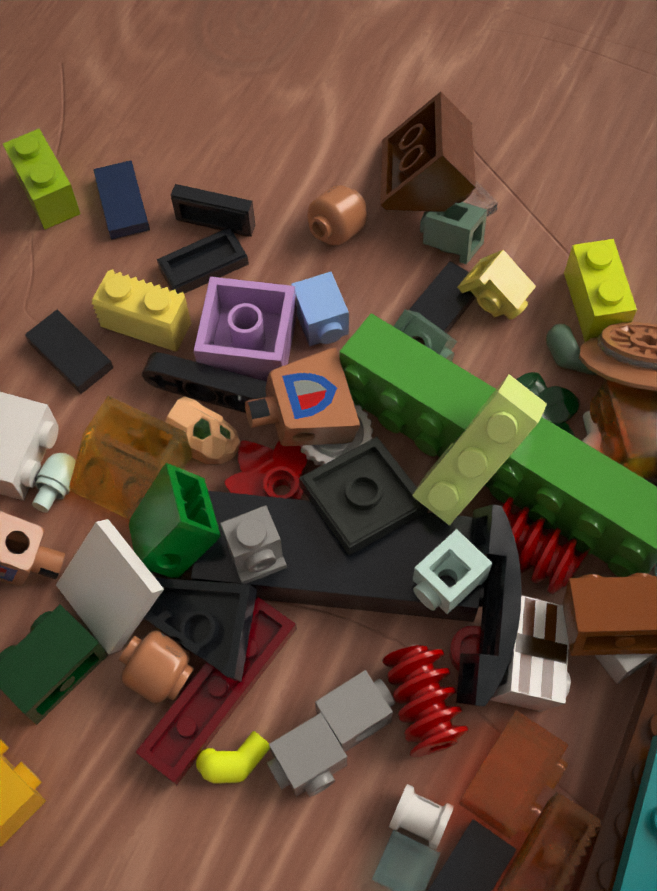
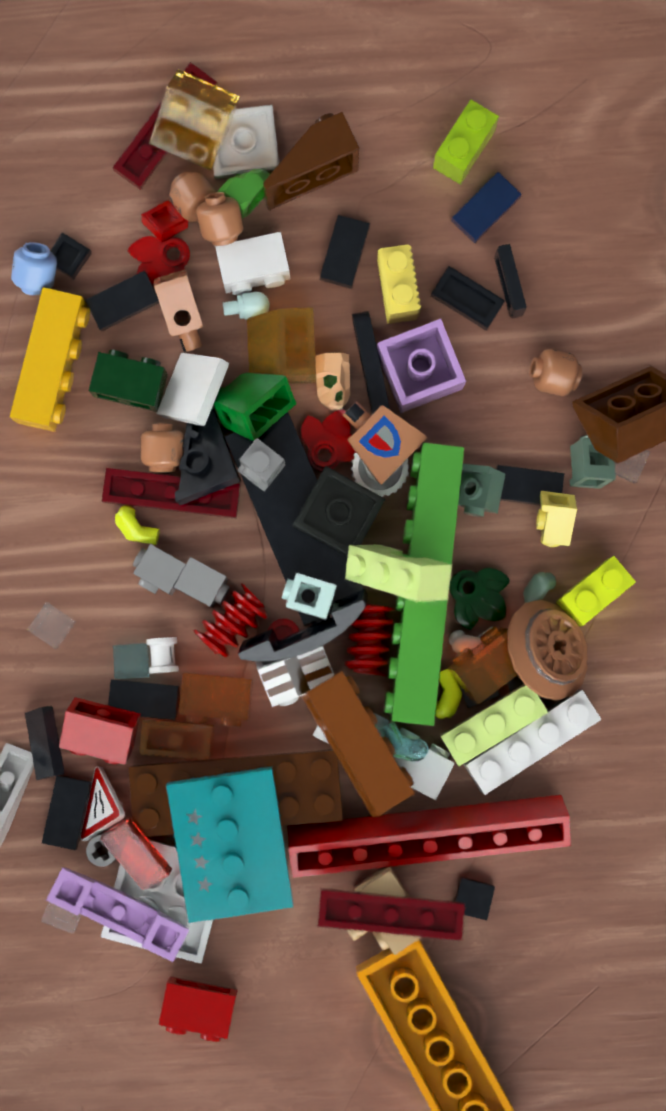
camera: 60 degrees right, 20 degrees up
(321, 309) = (470, 405): light blue brick -> none

